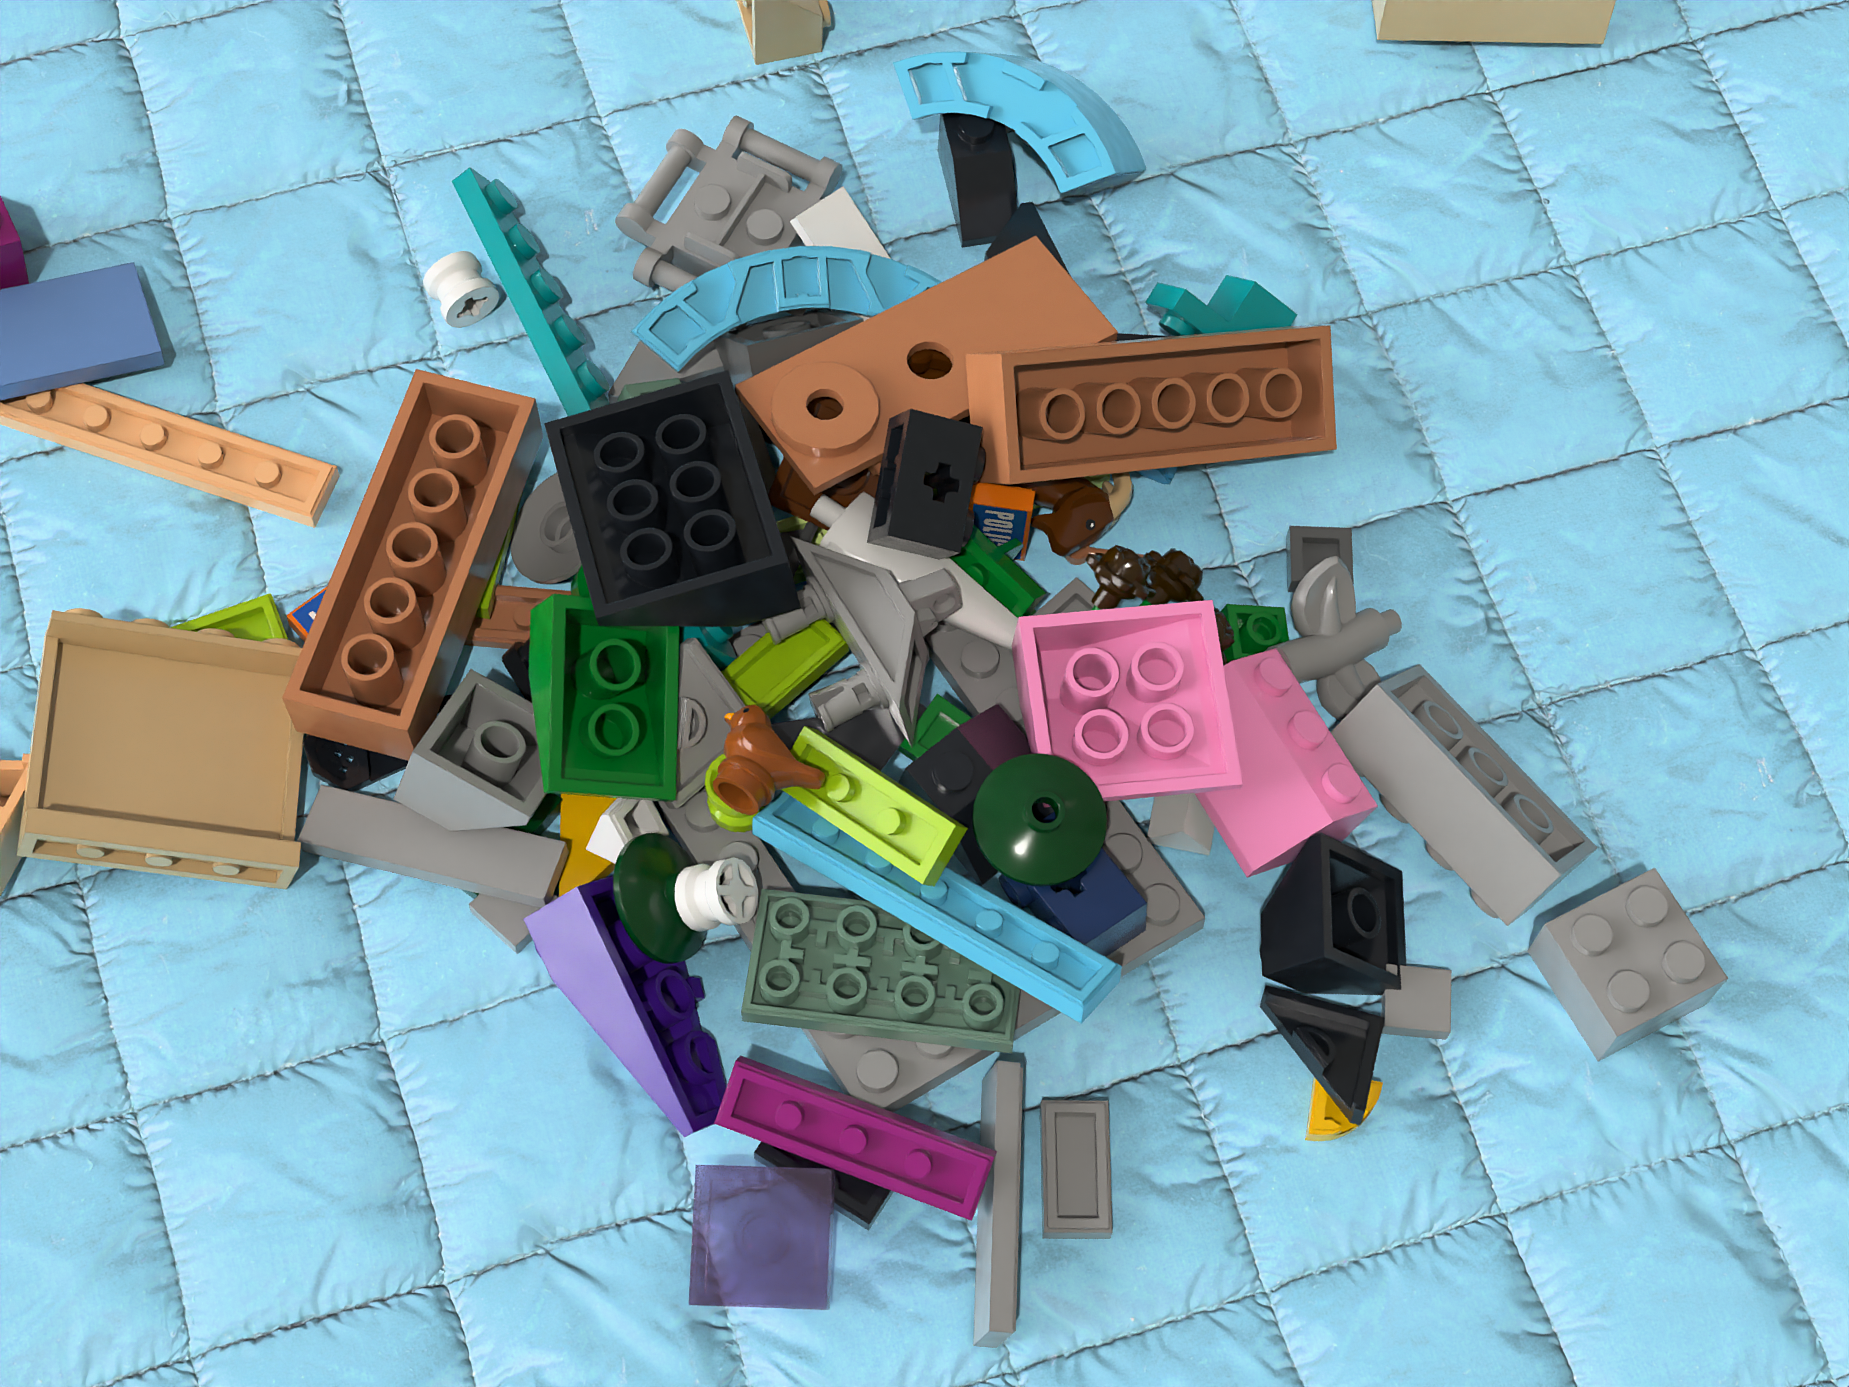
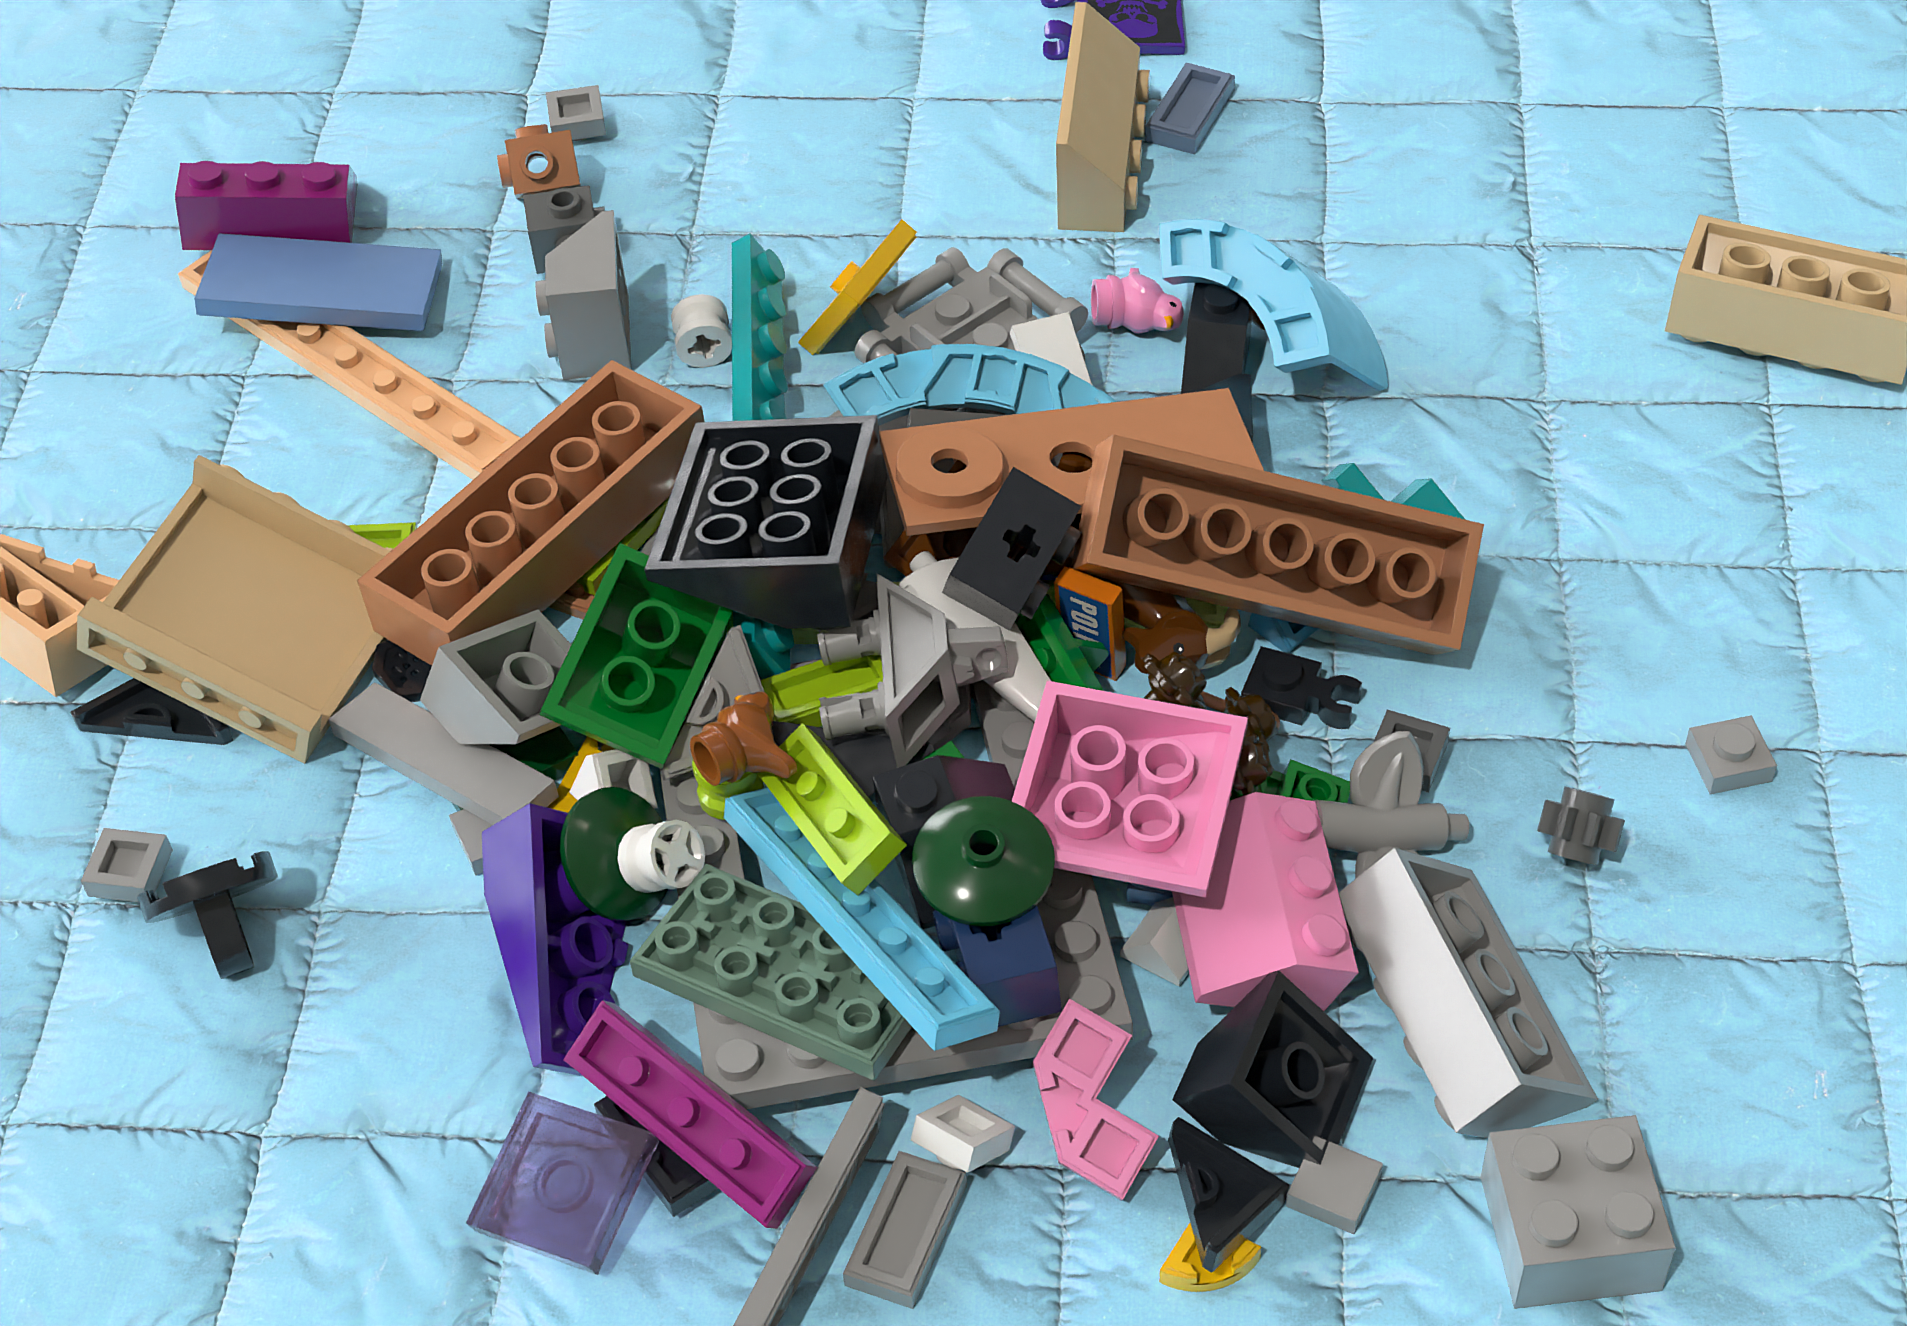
camera: 30 degrees right, 15 degrees down
(91, 890) = (148, 713): none -> black tile
(174, 1060) = (126, 864): none -> light grey plate
(197, 54) = (576, 111): none -> light grey plate
(218, 136) = (534, 143): none -> nougat brick
(263, 207) = (555, 217): none -> dark grey brick
(290, 1070) = (210, 895): none -> black tile
(341, 295) = (586, 300): none -> light grey slope
(607, 202) = (856, 285): none -> yellow plate
(877, 140) = (1134, 303): none -> bright pink animal
(1092, 1066) = (962, 1133): none -> white plate
(1173, 984) = (1085, 1131): none -> bright pink tile
(1190, 524) = (1295, 687): none -> black plate
(1498, 593) = (1581, 825): none -> dark grey gear
(1588, 476) = (1730, 754): none -> light grey plate

